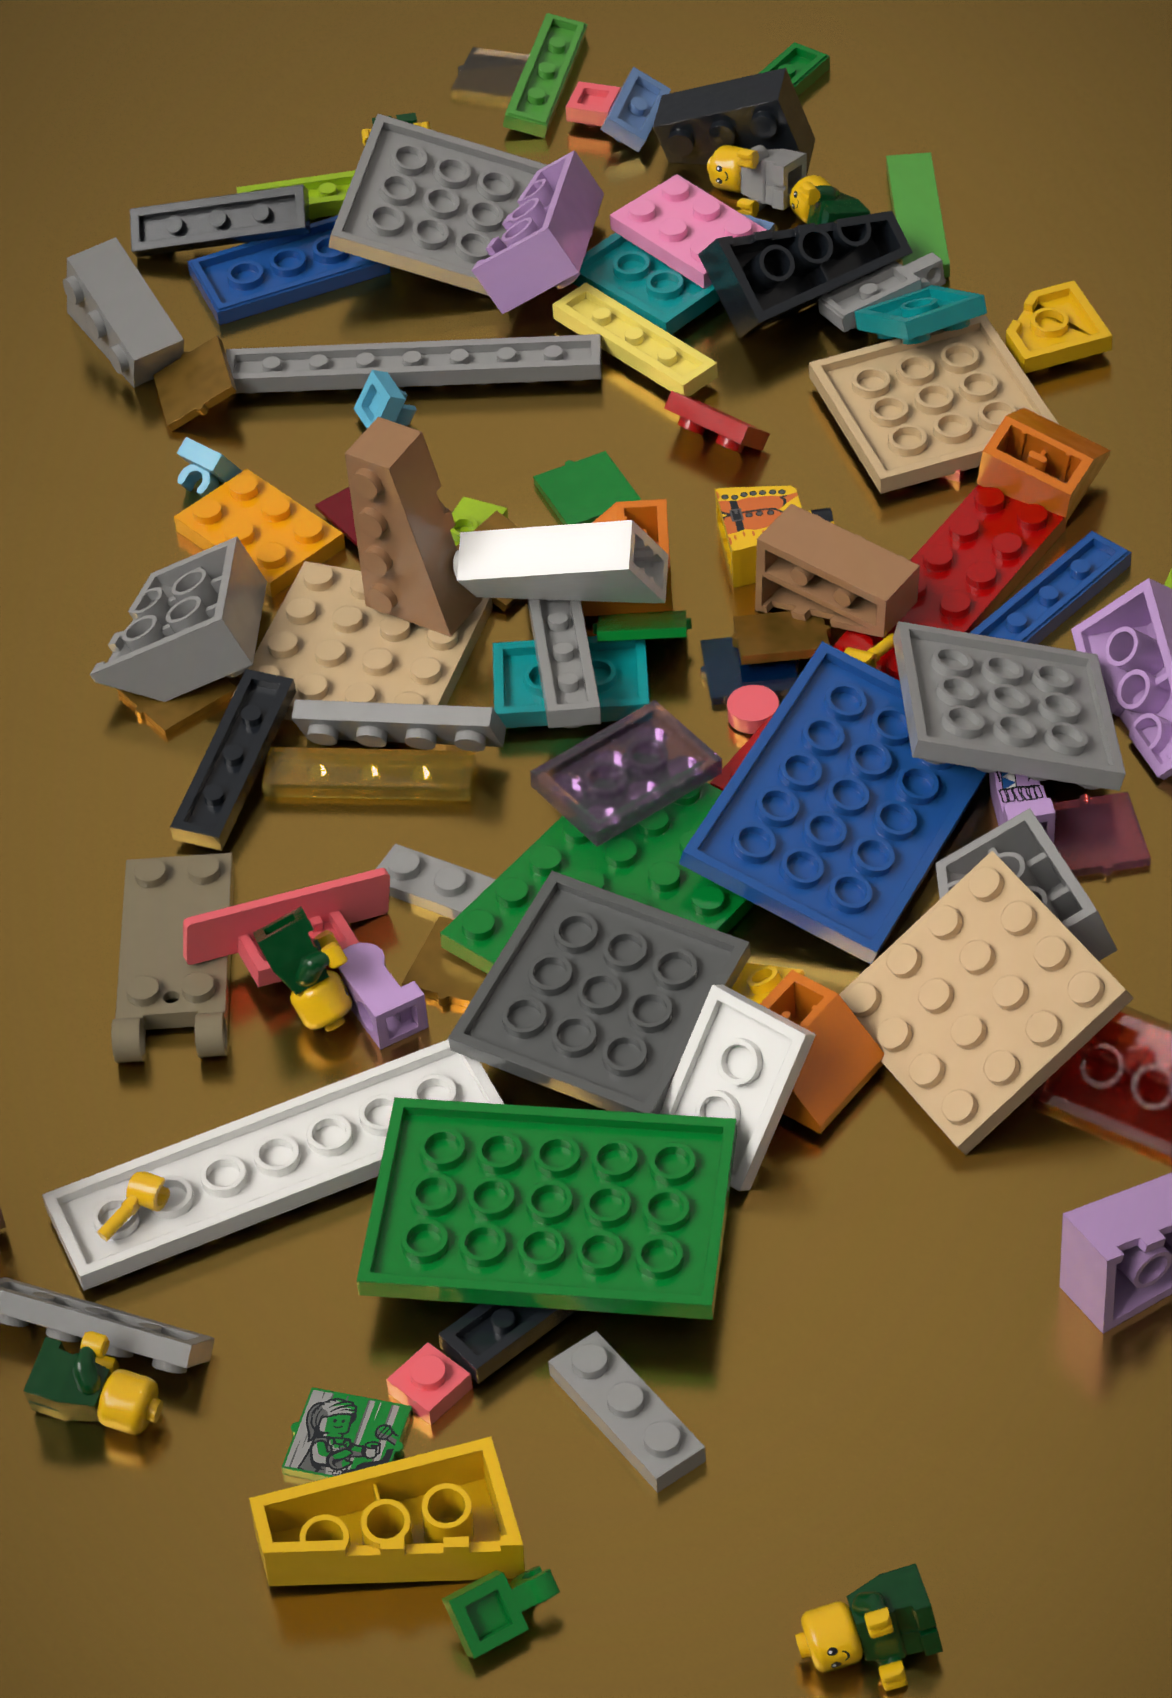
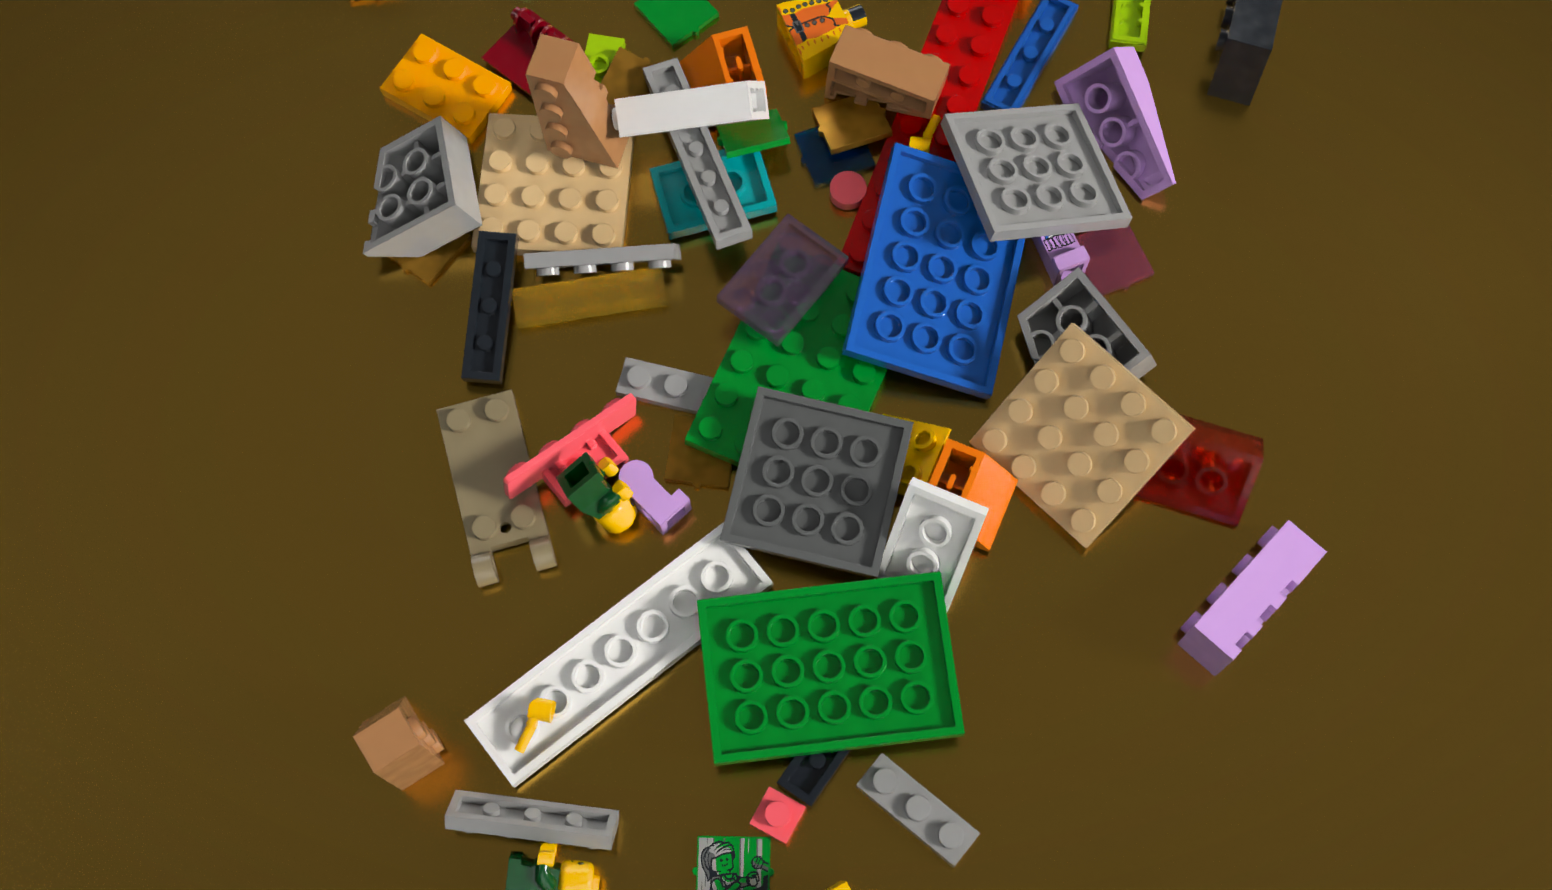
camera: 15 degrees left, 25 degrees up
(206, 465) = (393, 36): medium azure tile -> none

